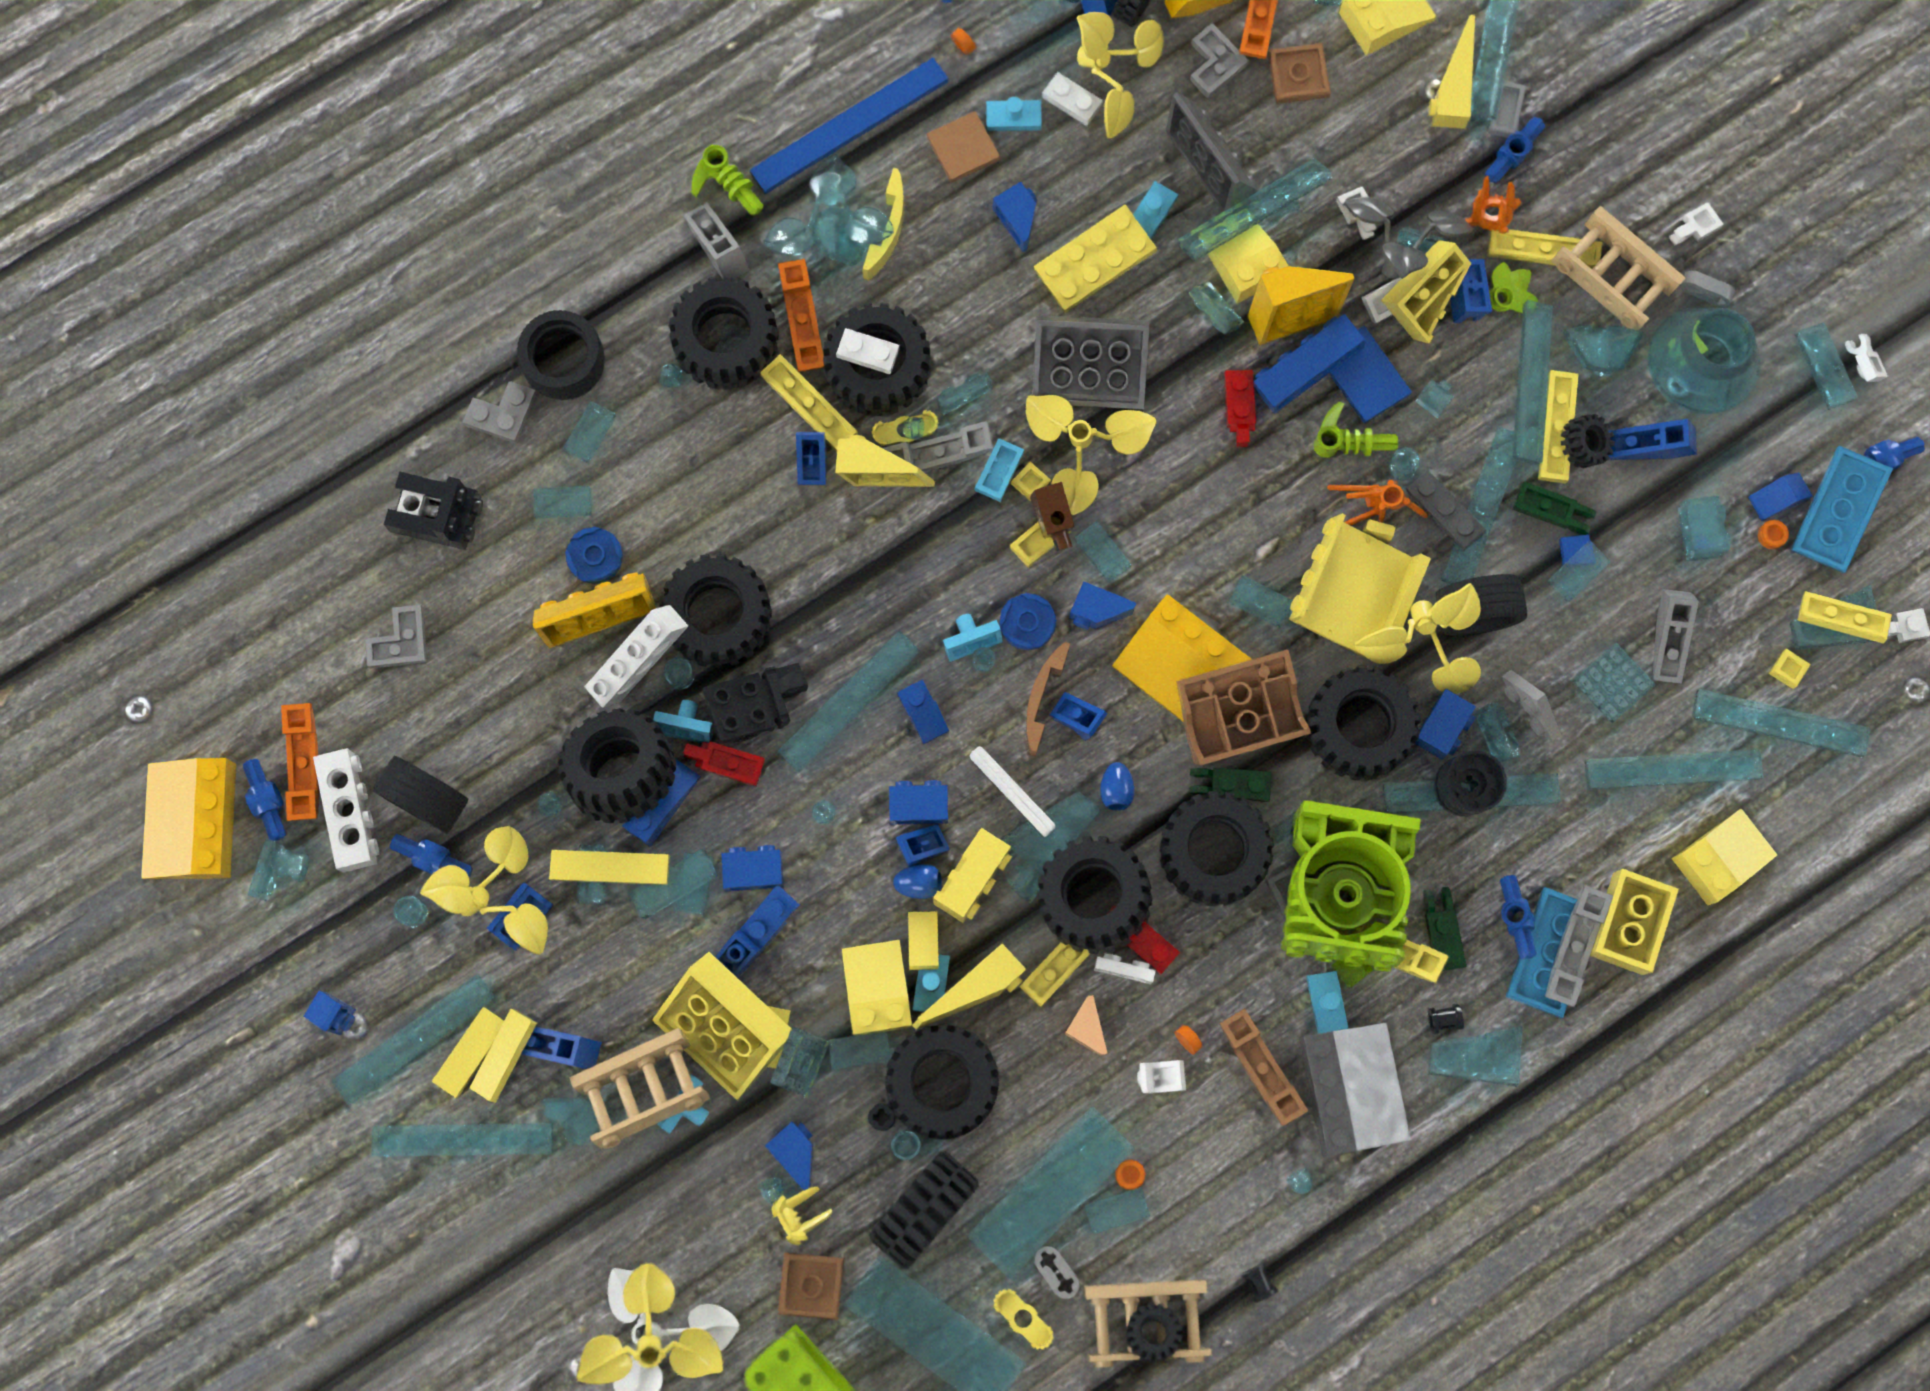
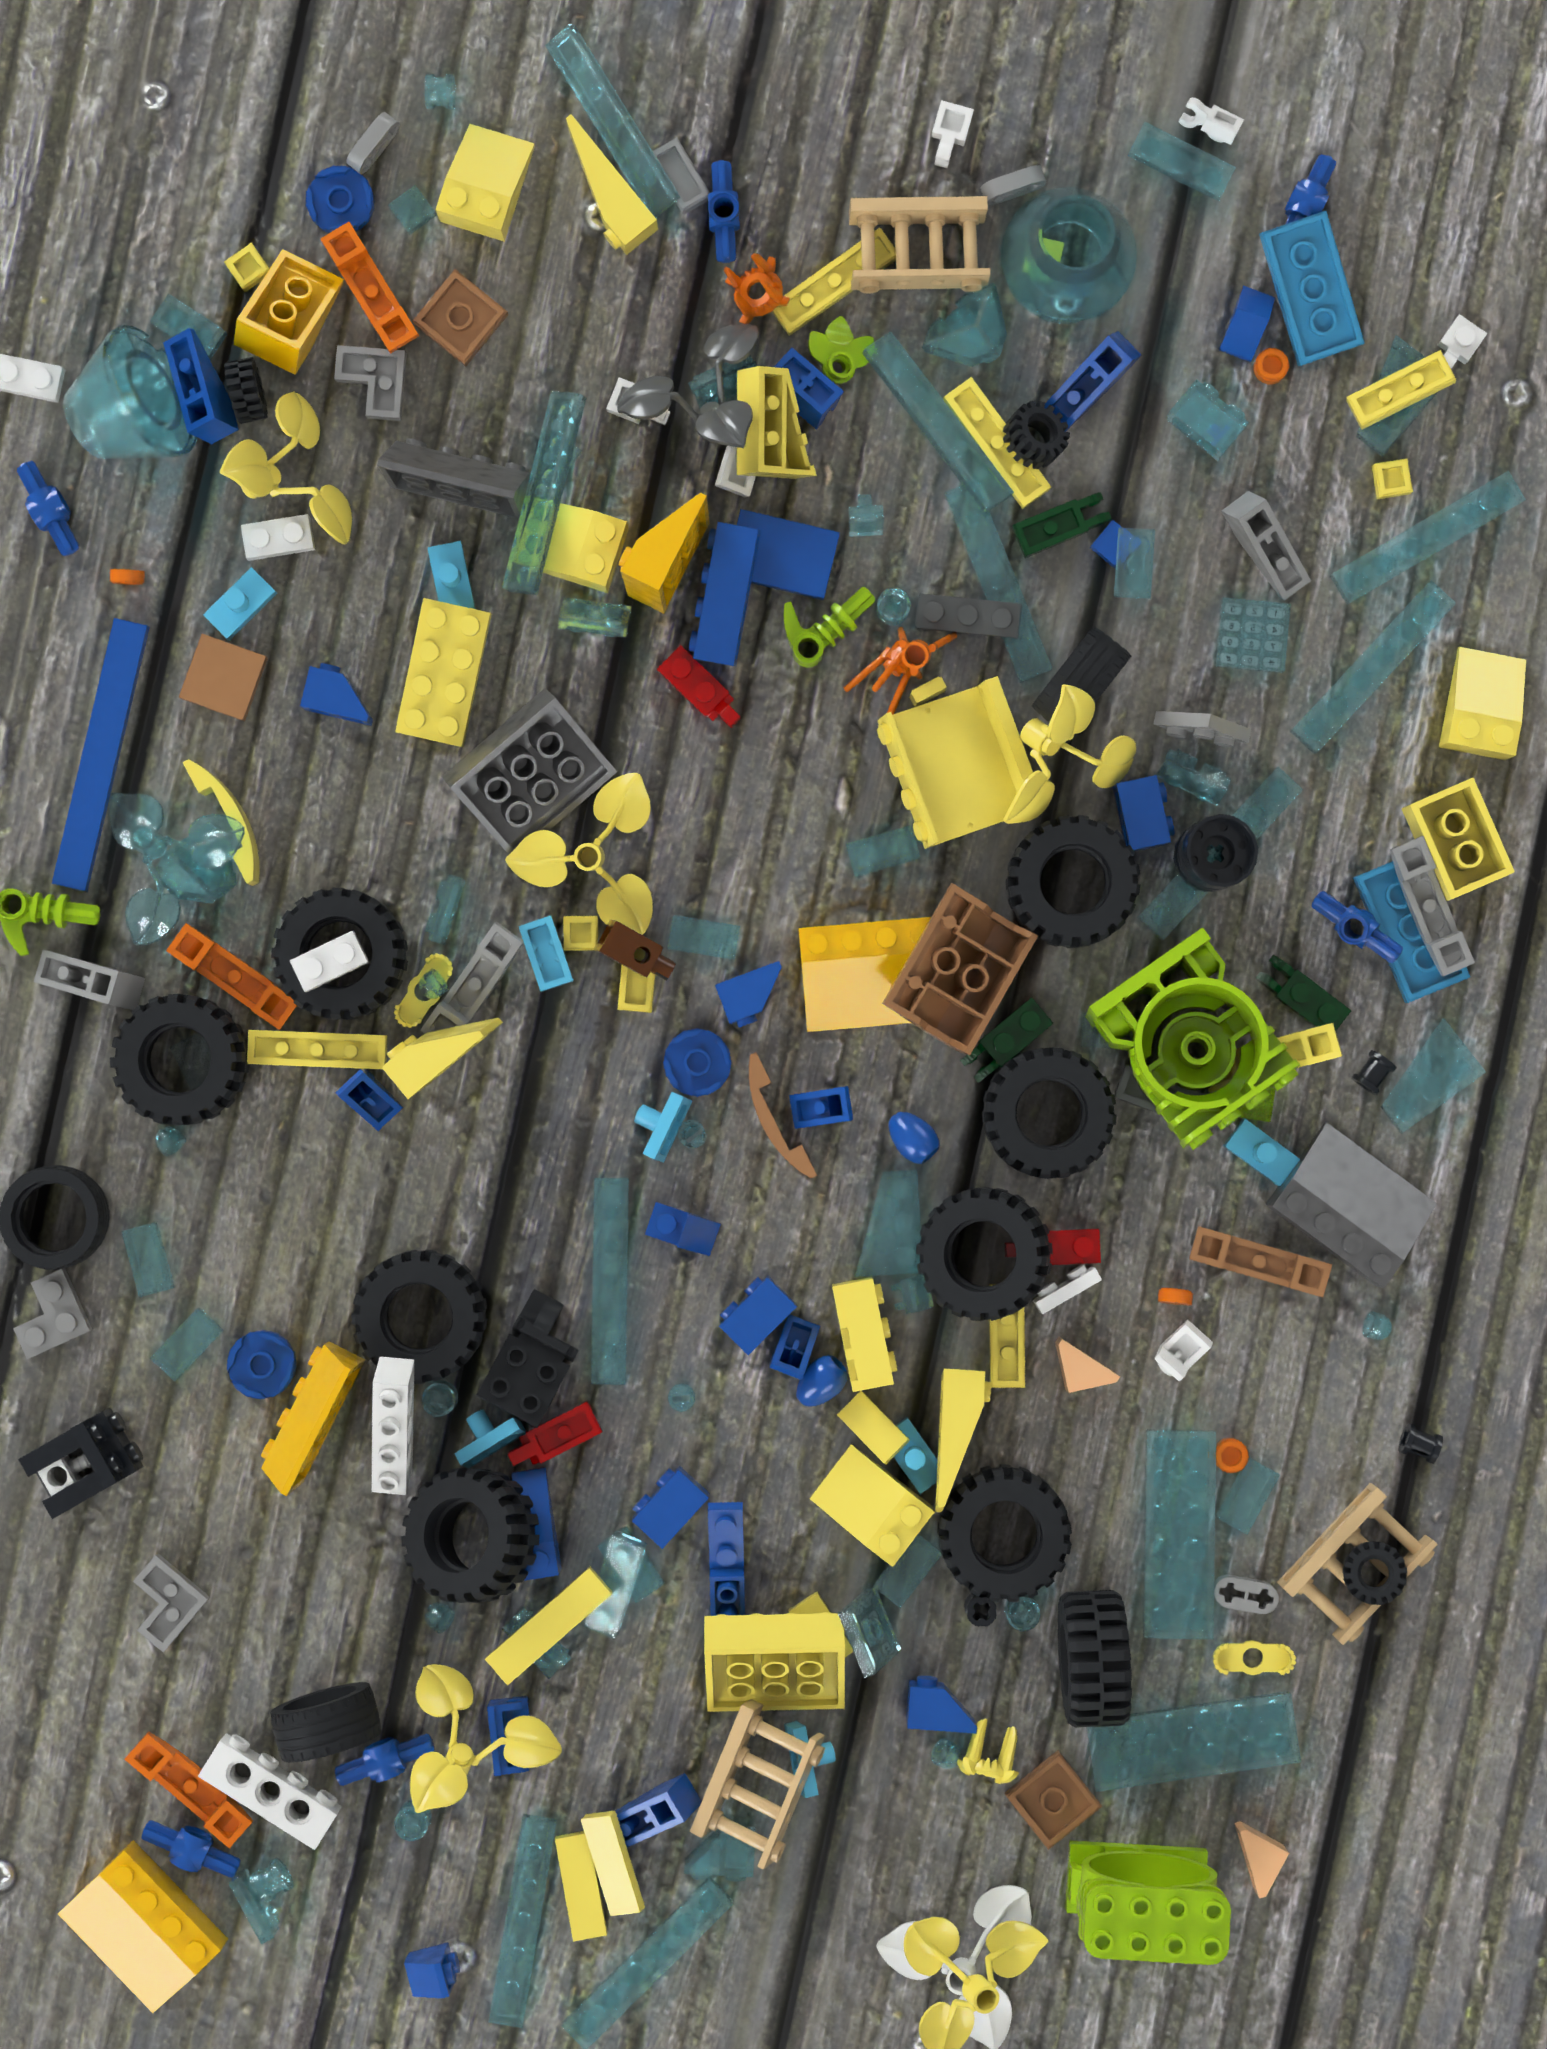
camera: 45 degrees left, 10 degrees up
(1012, 791) = (827, 1226): white axle -> none

